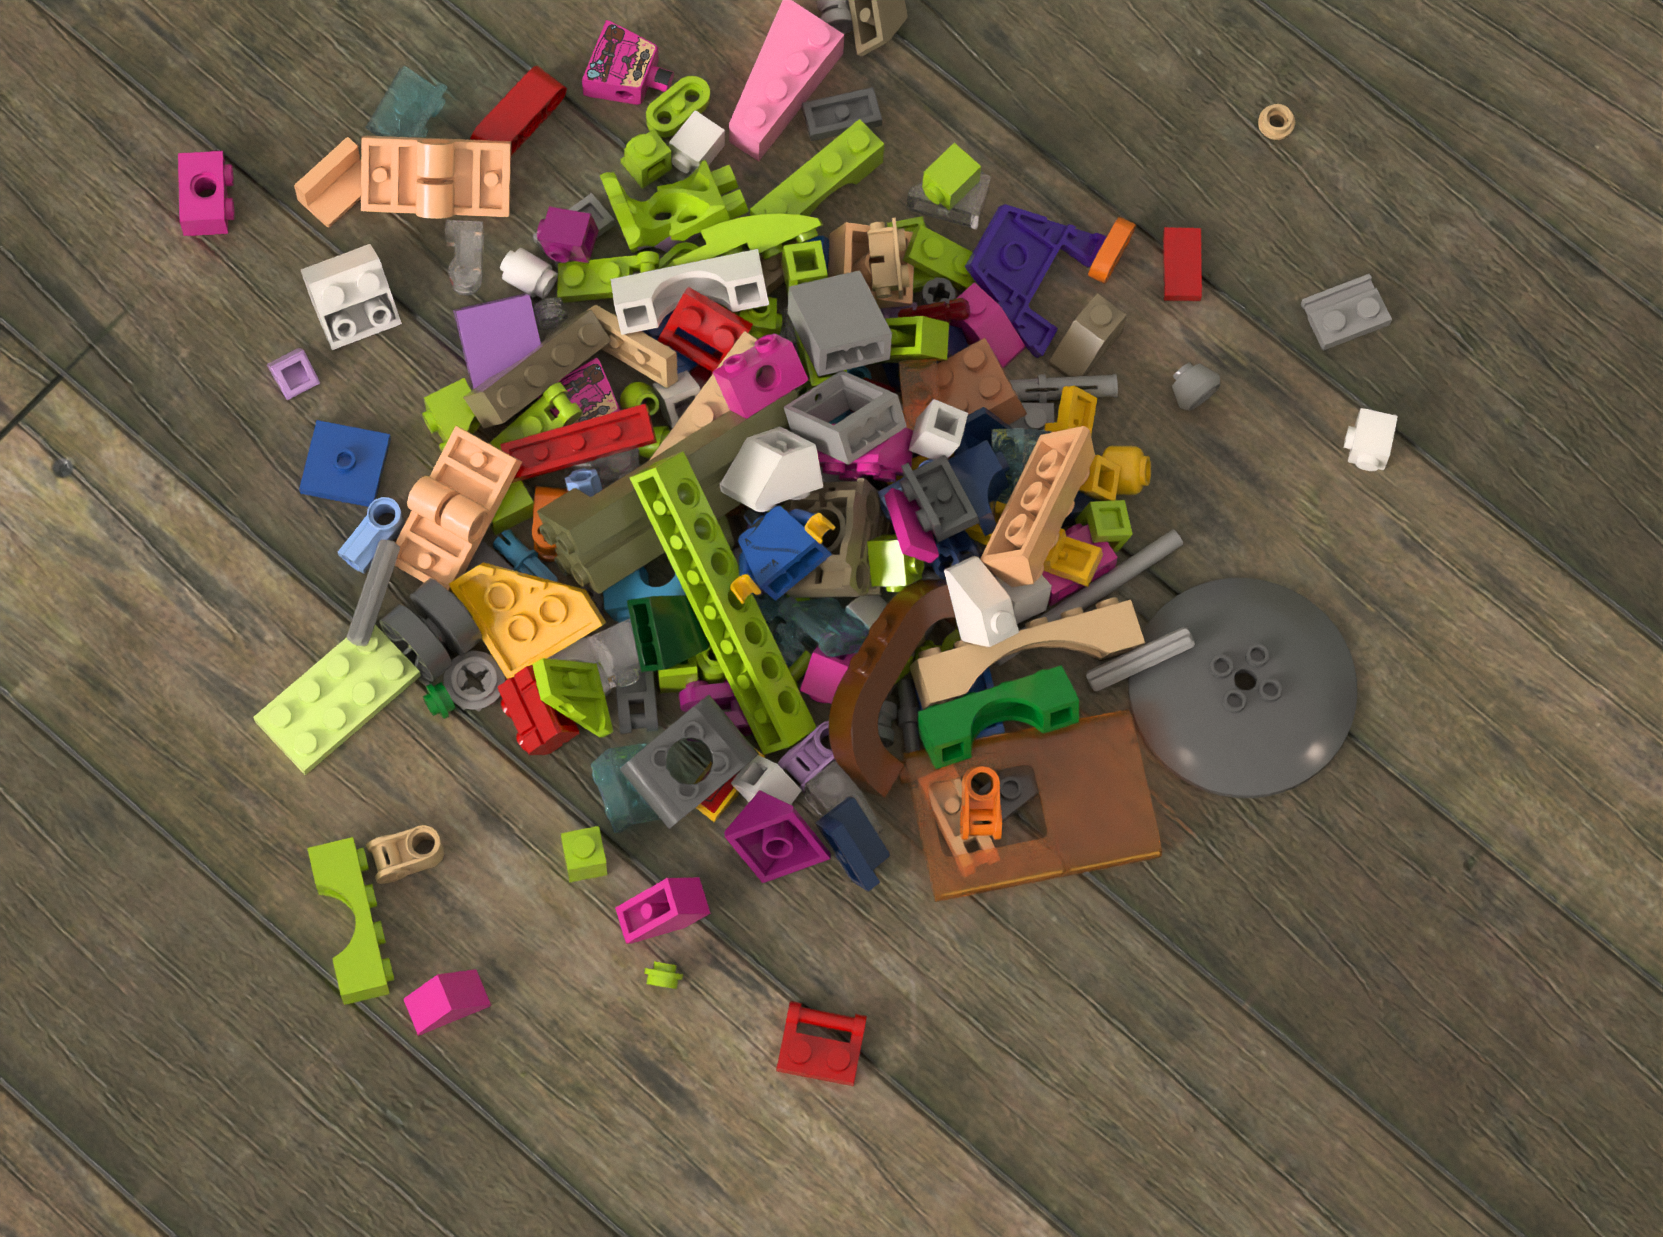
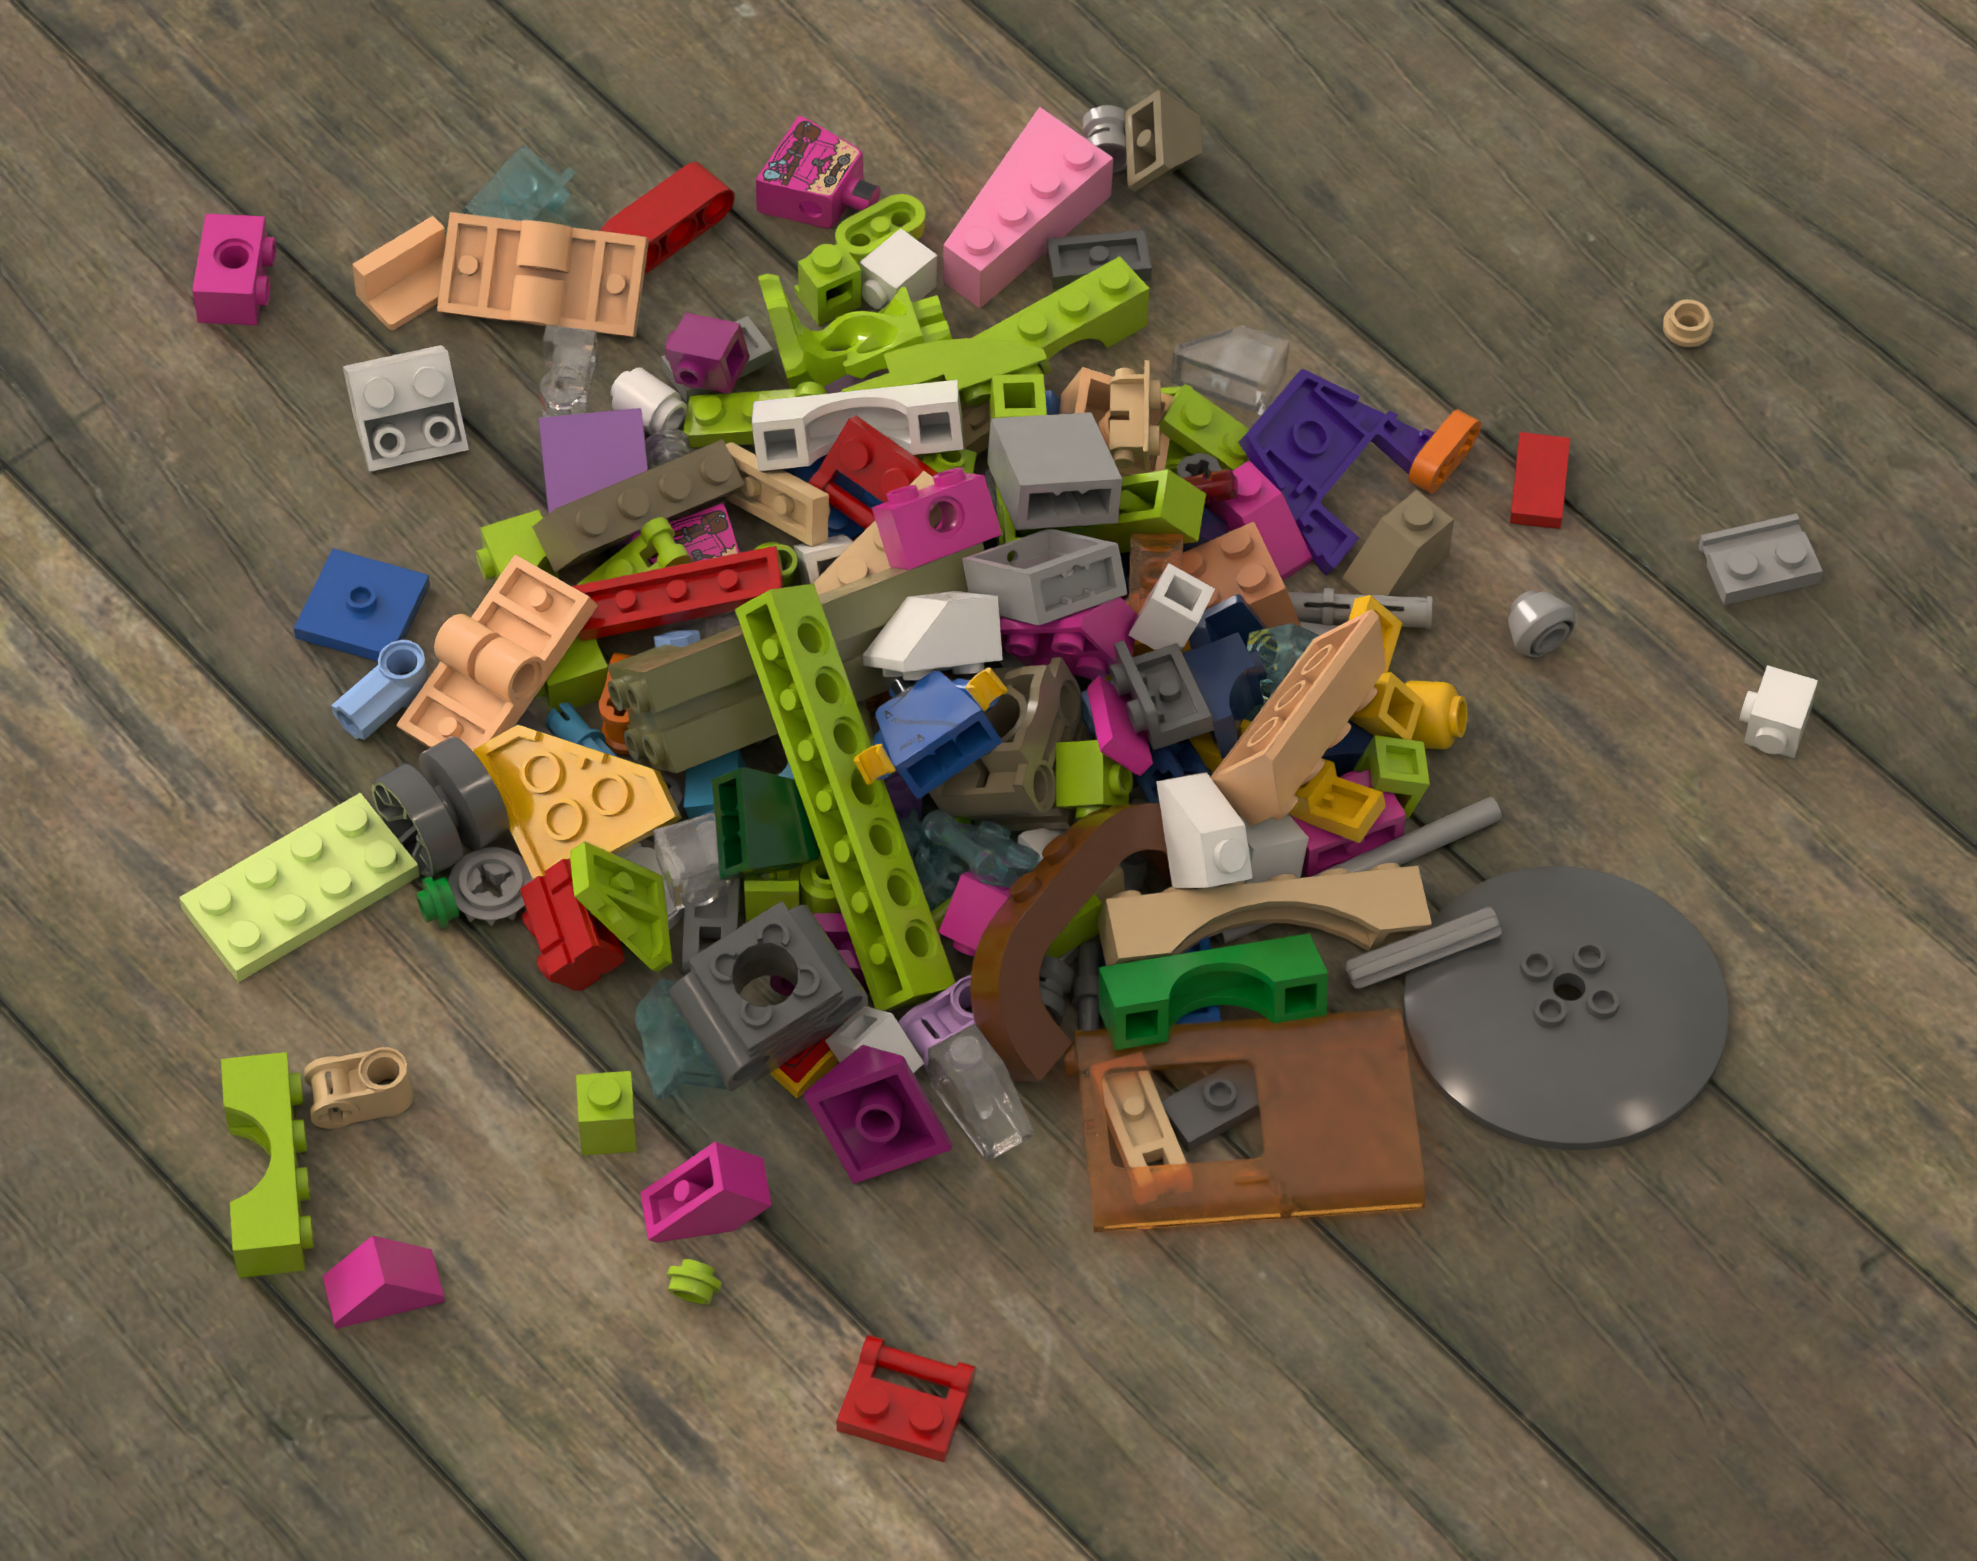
camera: 10 degrees right, 15 degrees down
(293, 373) = (312, 493): lavender slope -> none
(373, 593) = (370, 756): light grey axle -> none
(854, 842) = (987, 1134): dark blue panel -> none
(951, 177) = (1233, 330): lime brick -> none
(980, 806) = (1171, 1106): orange piece -> none

